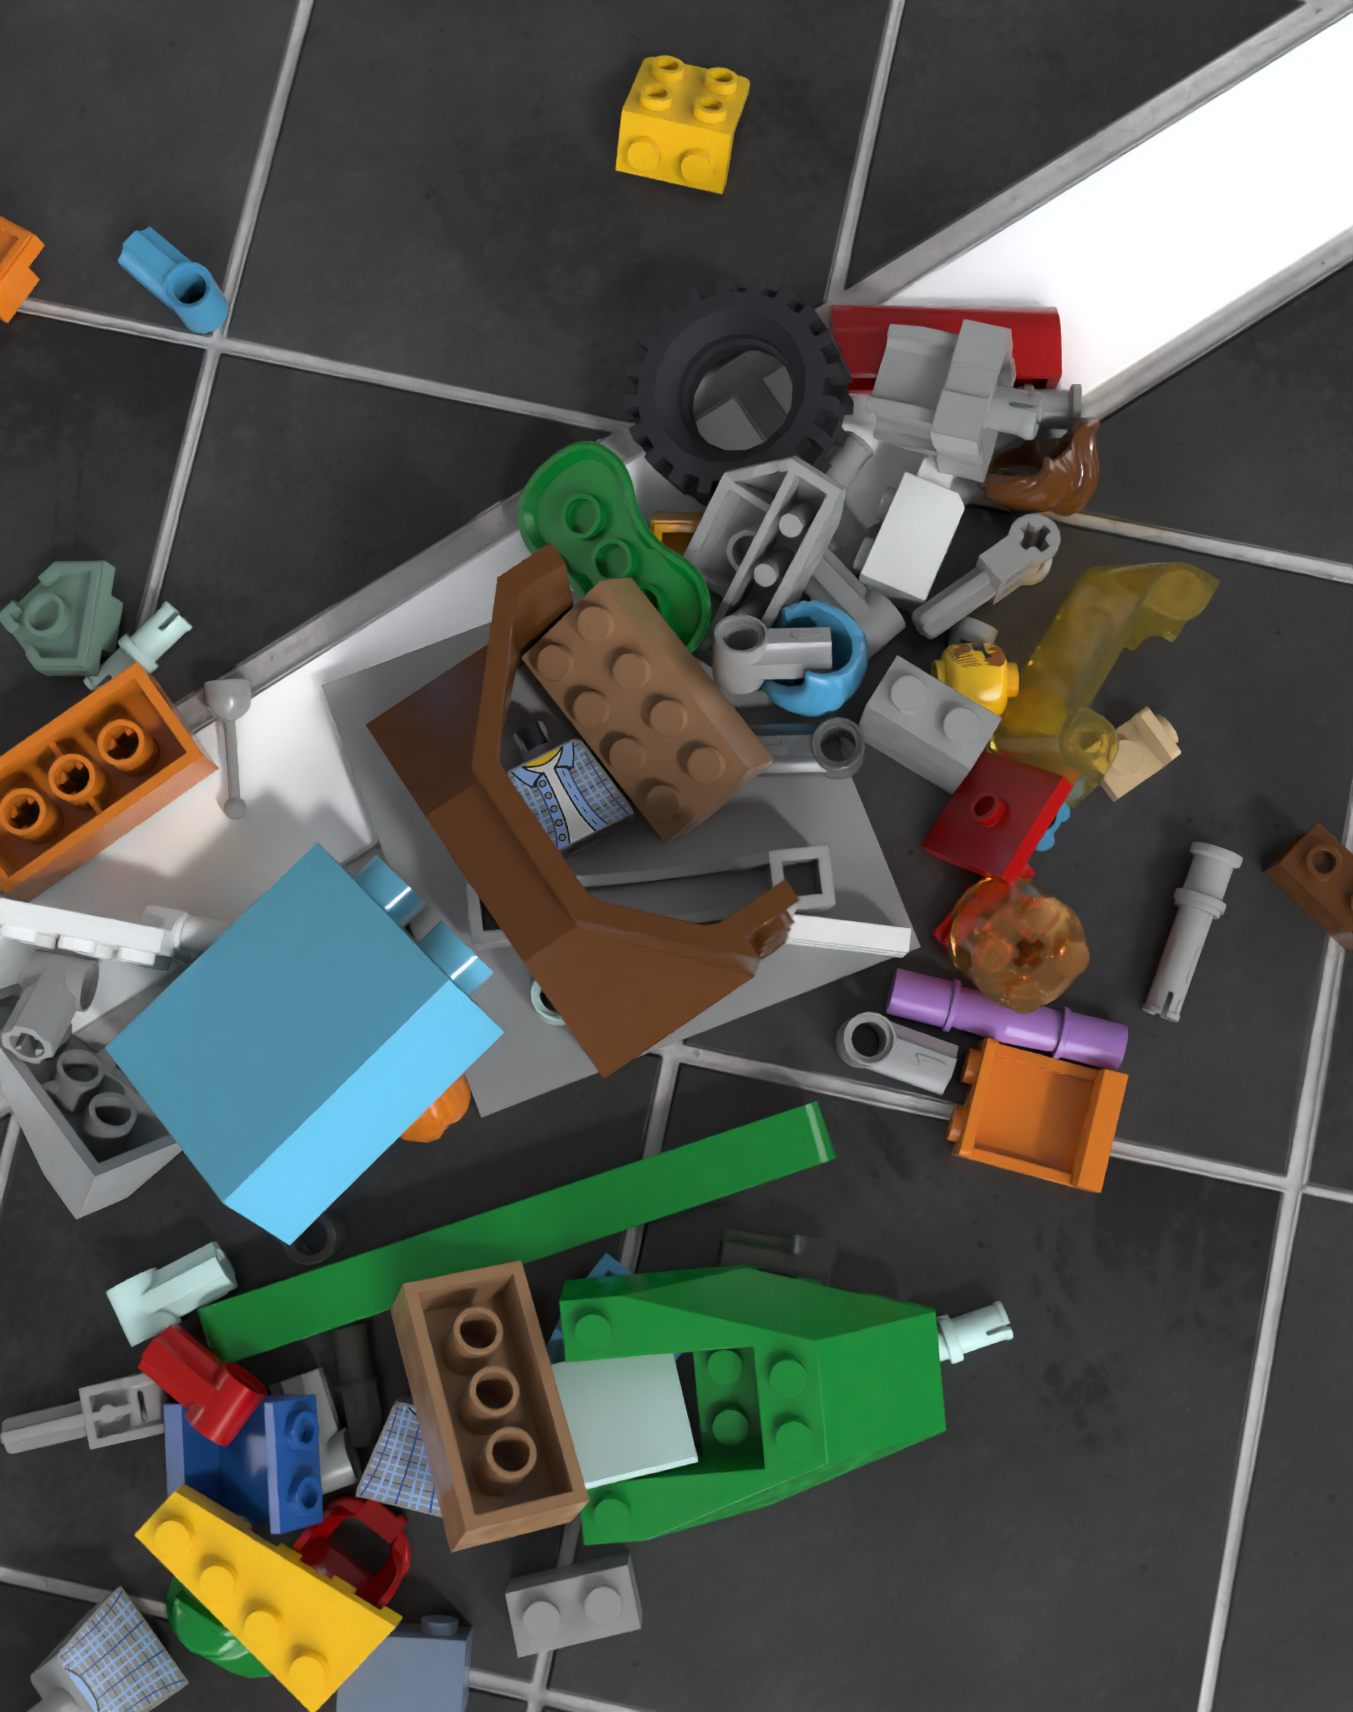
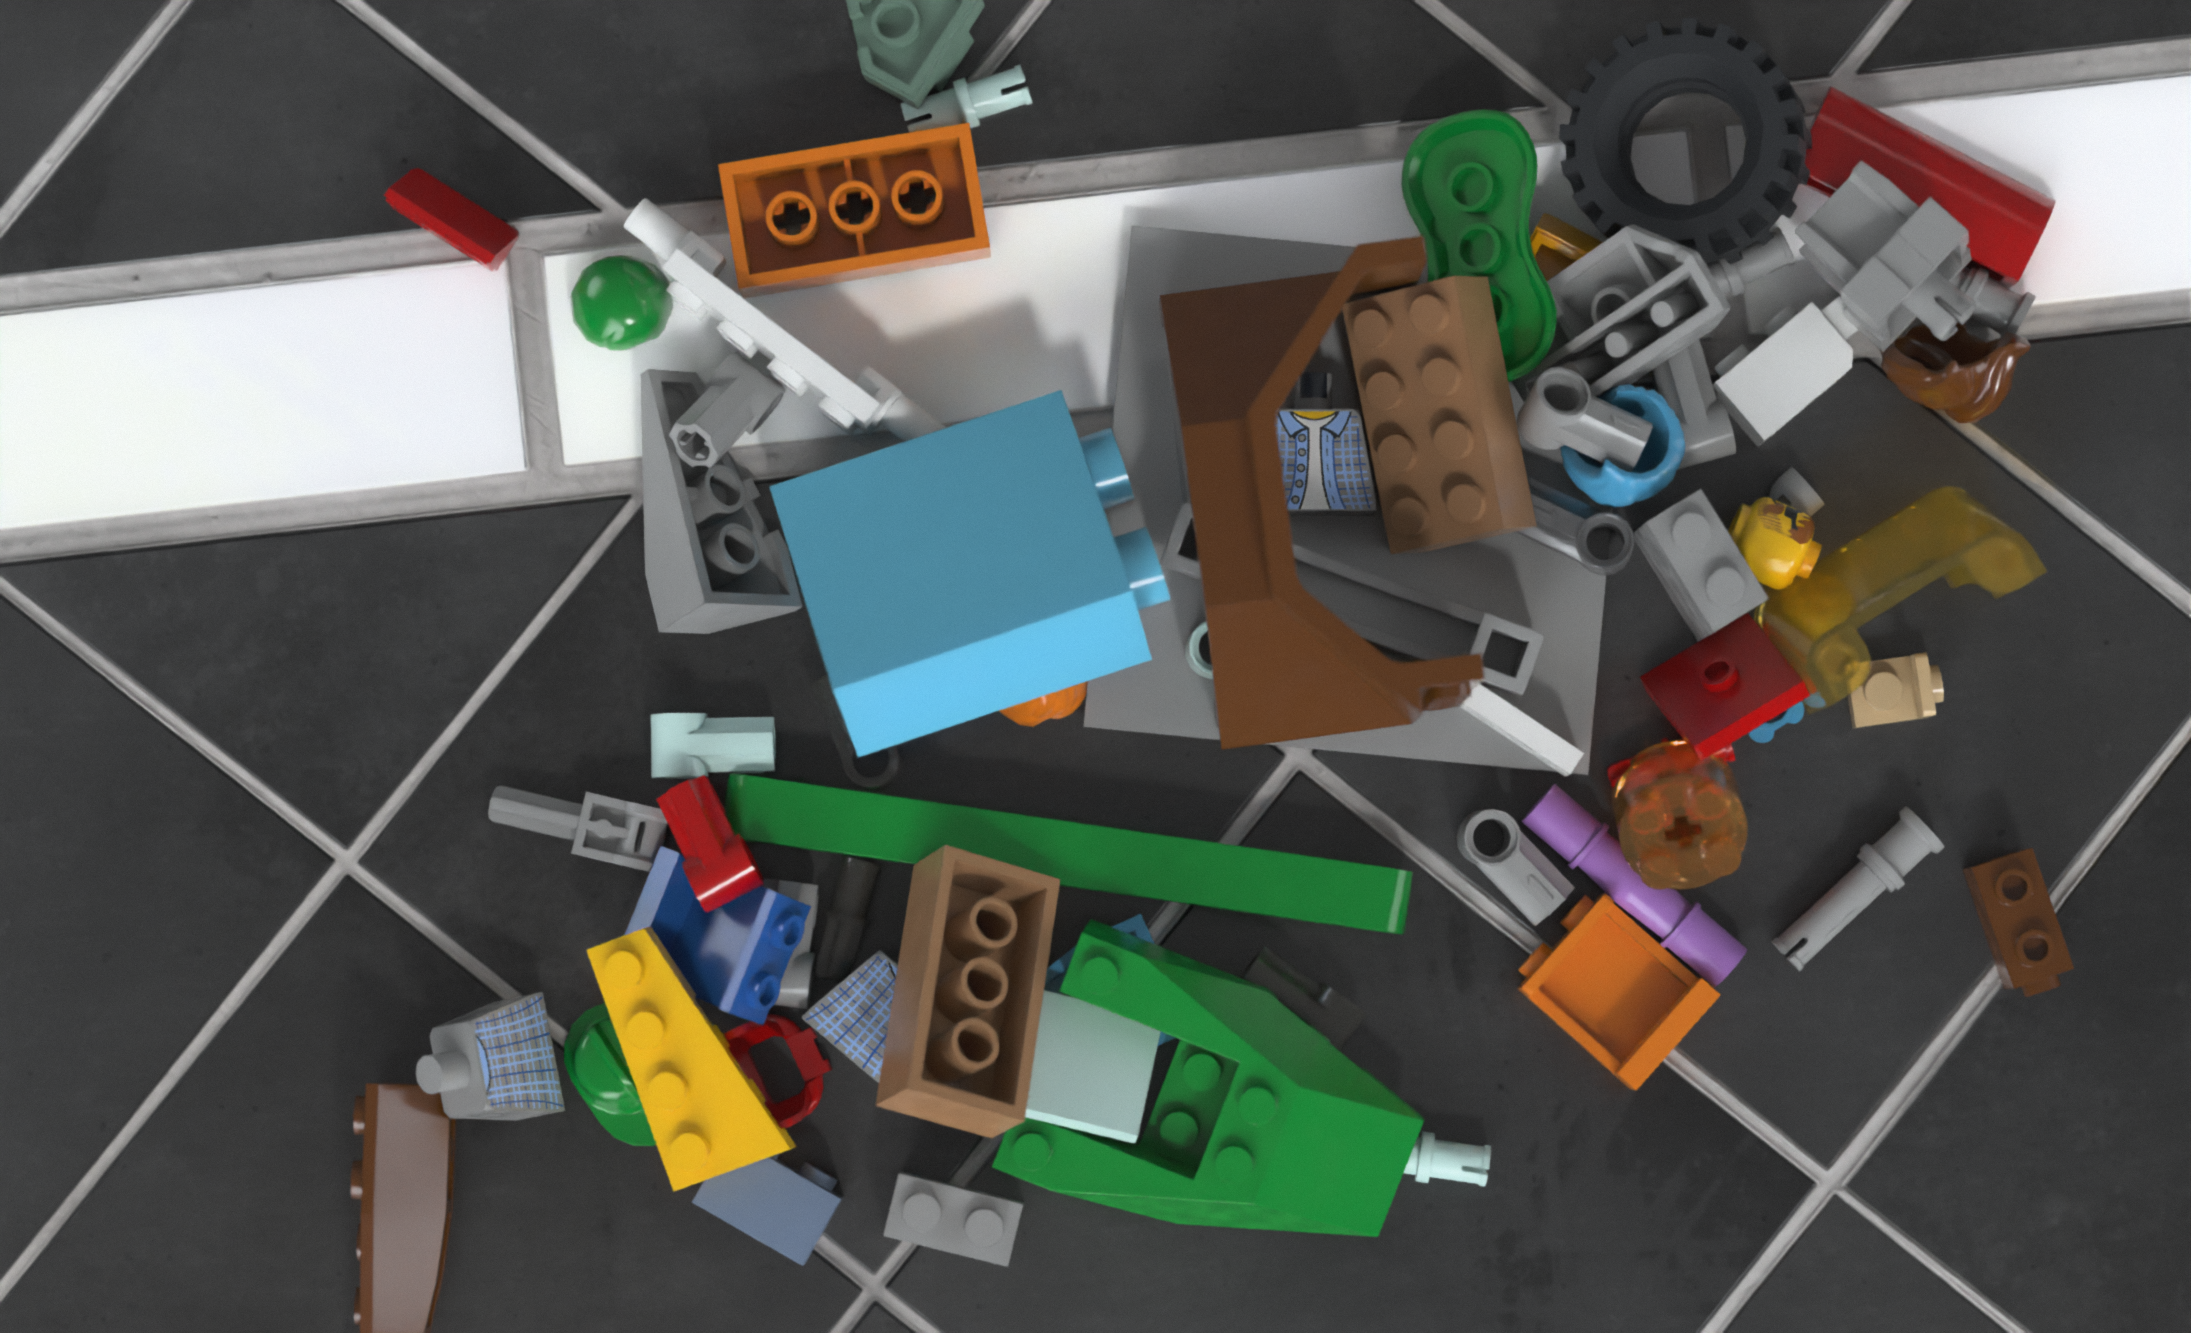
camera: 25 degrees right, 5 degrees up
(228, 702) = (1031, 198): light grey hinge -> none
(1014, 561) = (1847, 448): light grey connector -> none

